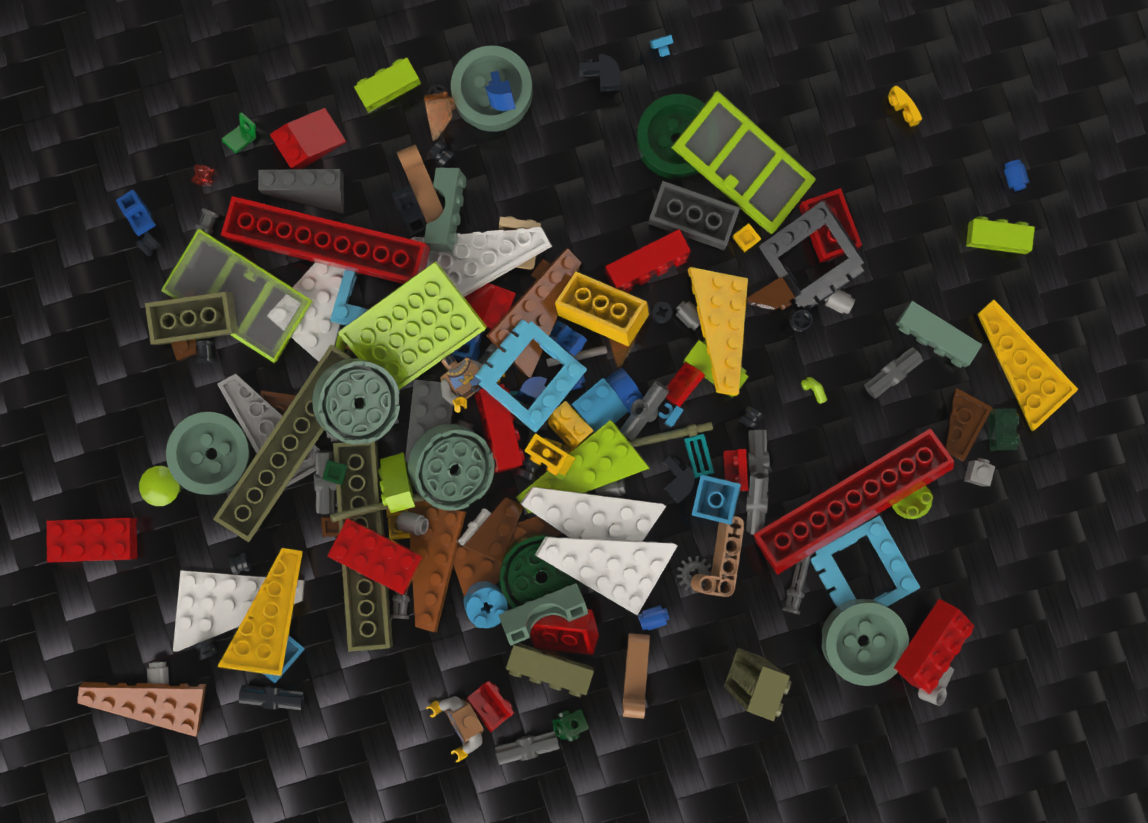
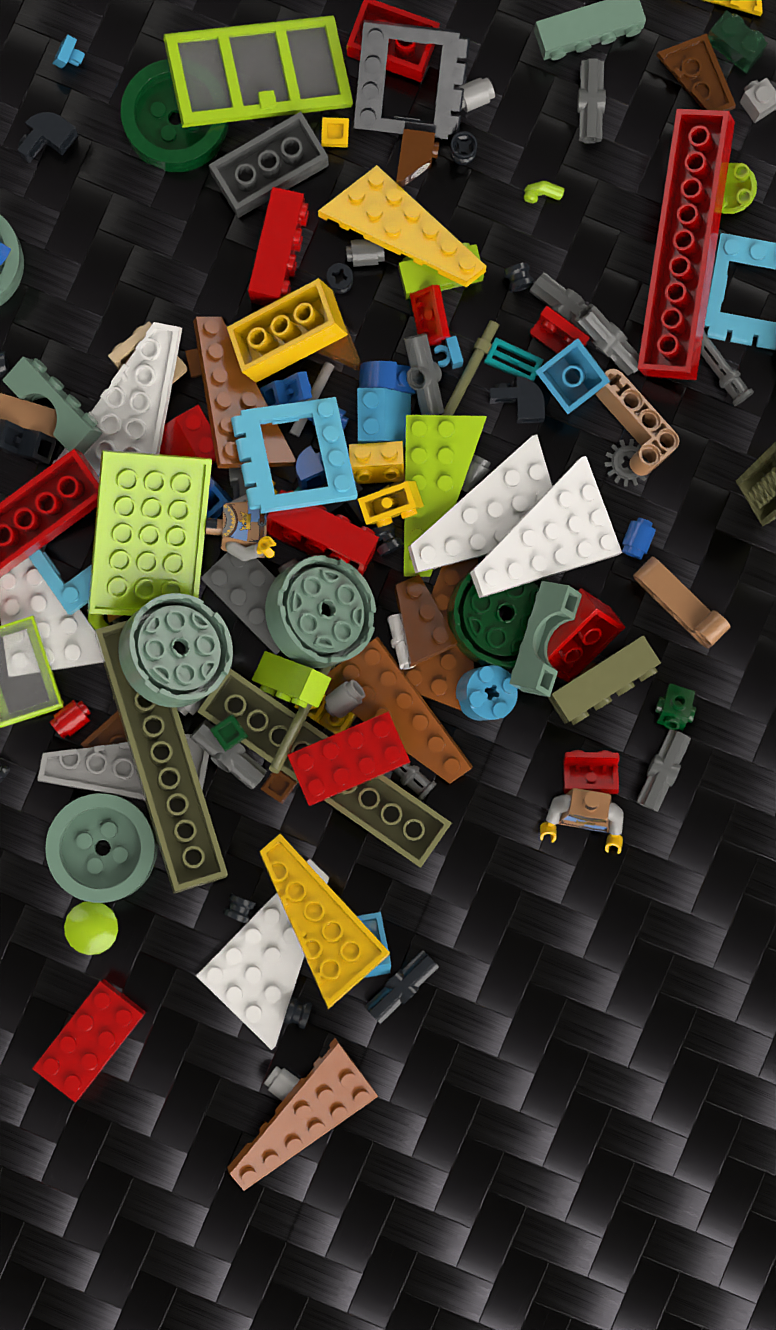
camera: 55 degrees left, 0 degrees up
(271, 372) = (71, 718): none -> red brick

